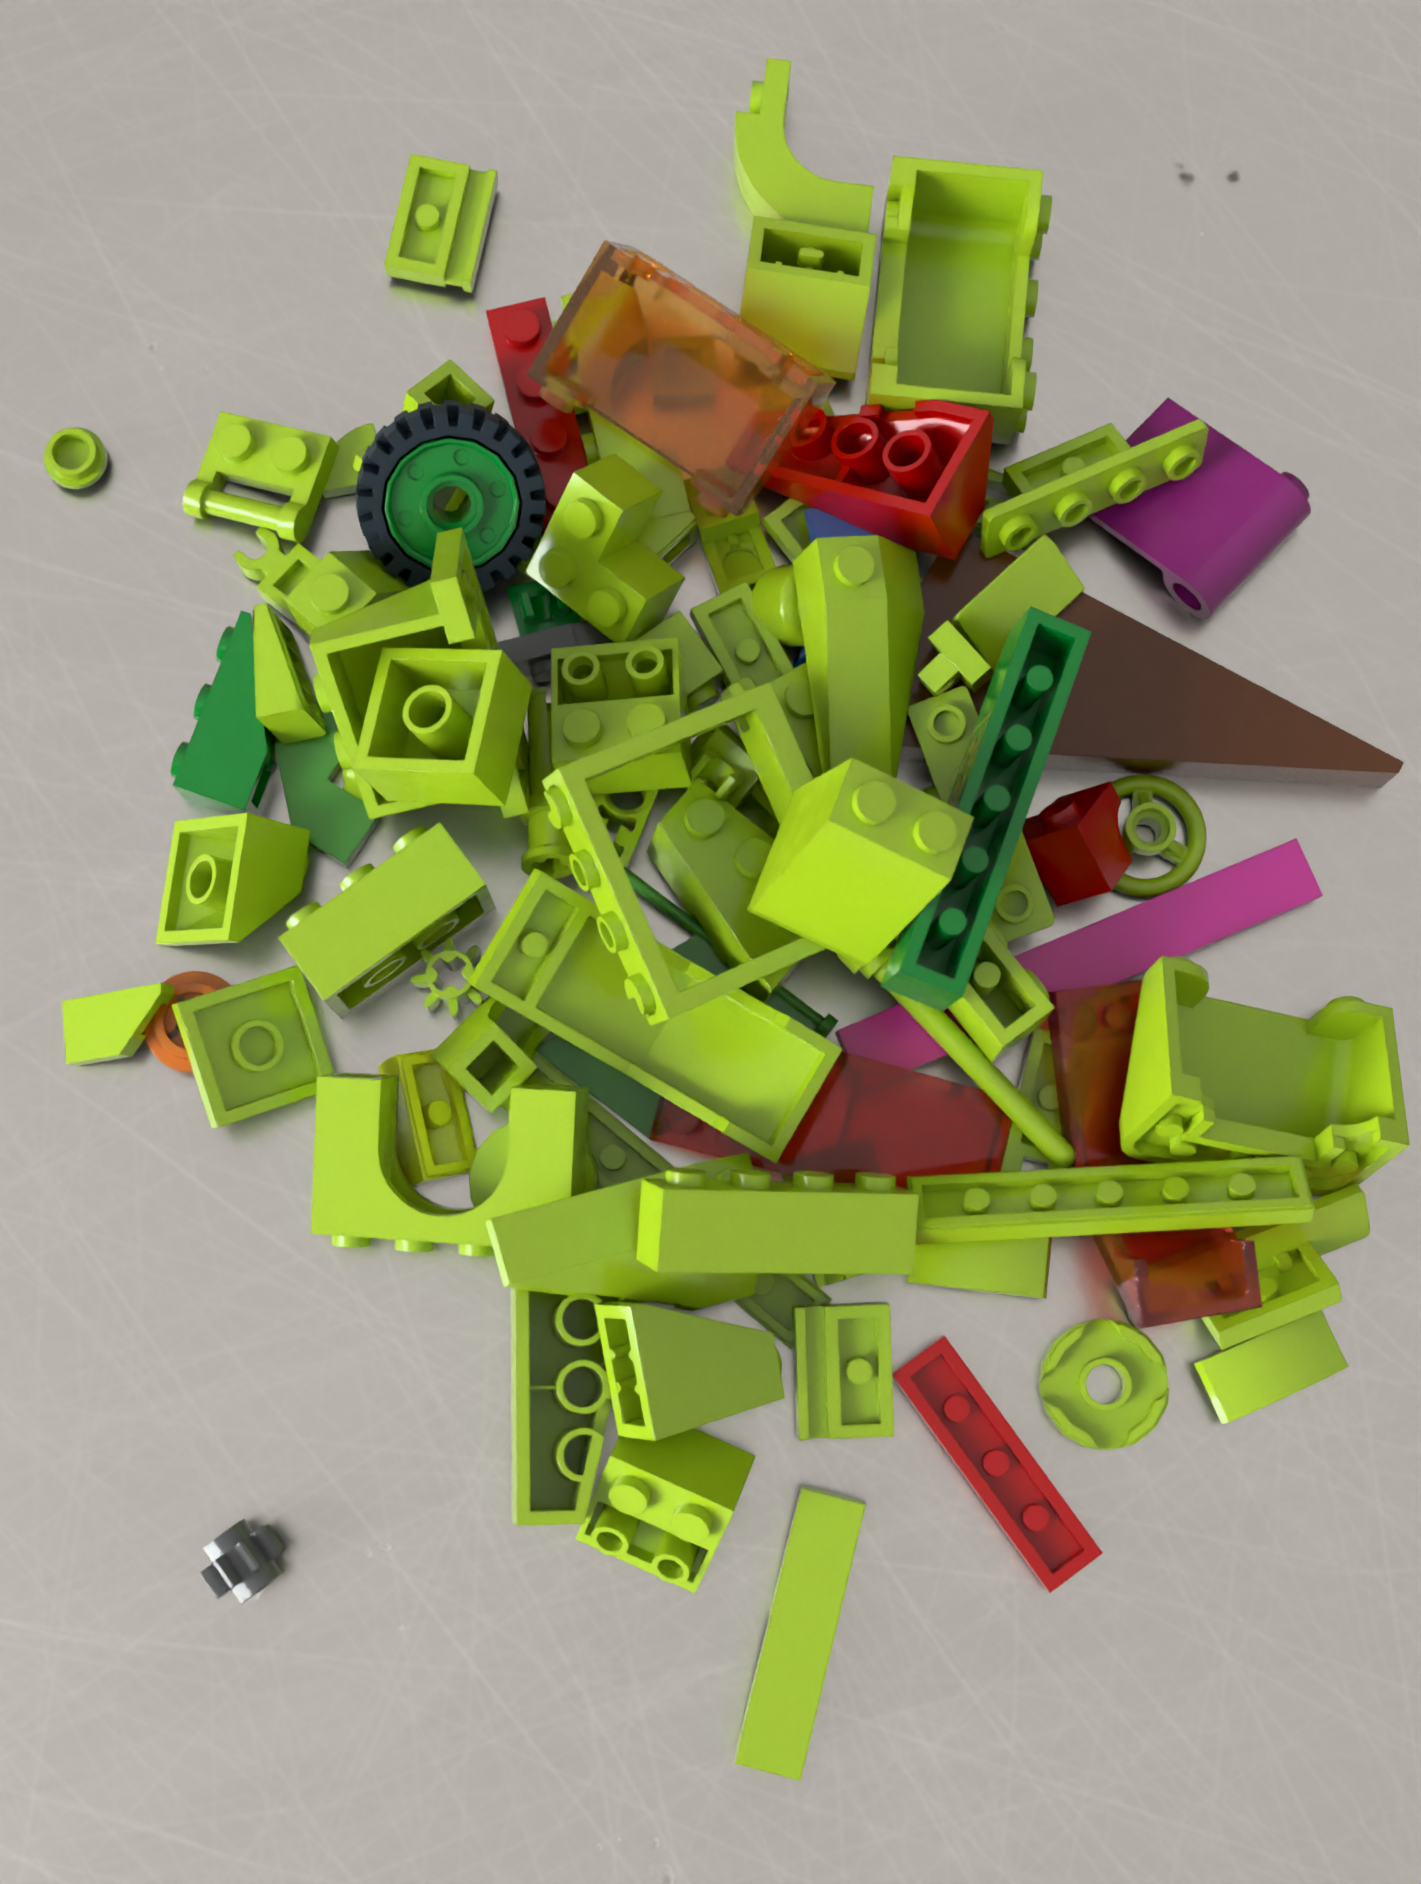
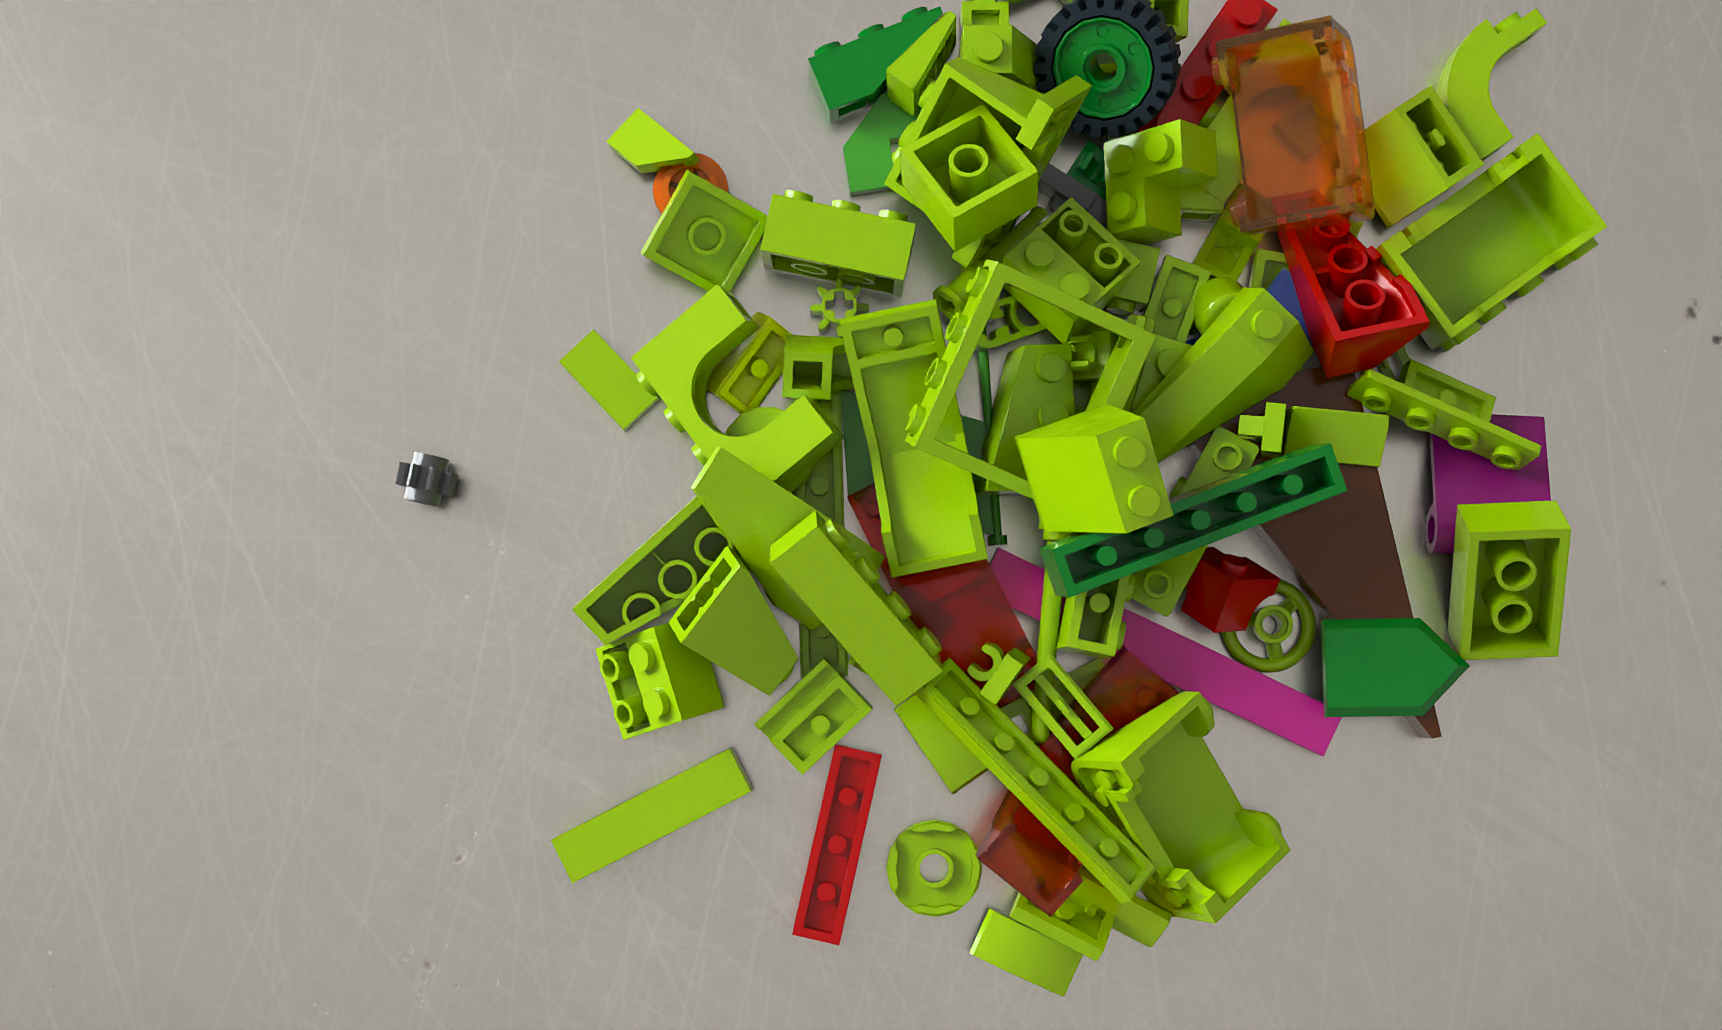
camera: 50 degrees right, 5 degrees up
(229, 877) = (785, 136): lime slope -> none
(311, 1278) = (608, 380): none -> lime tile
(970, 1137) = (1003, 673): none -> lime tile
(999, 1104) = (1036, 674): none -> lime tile
(1288, 757) = (1385, 667): none -> green tile
(1305, 563) = (1508, 580): none -> lime brick

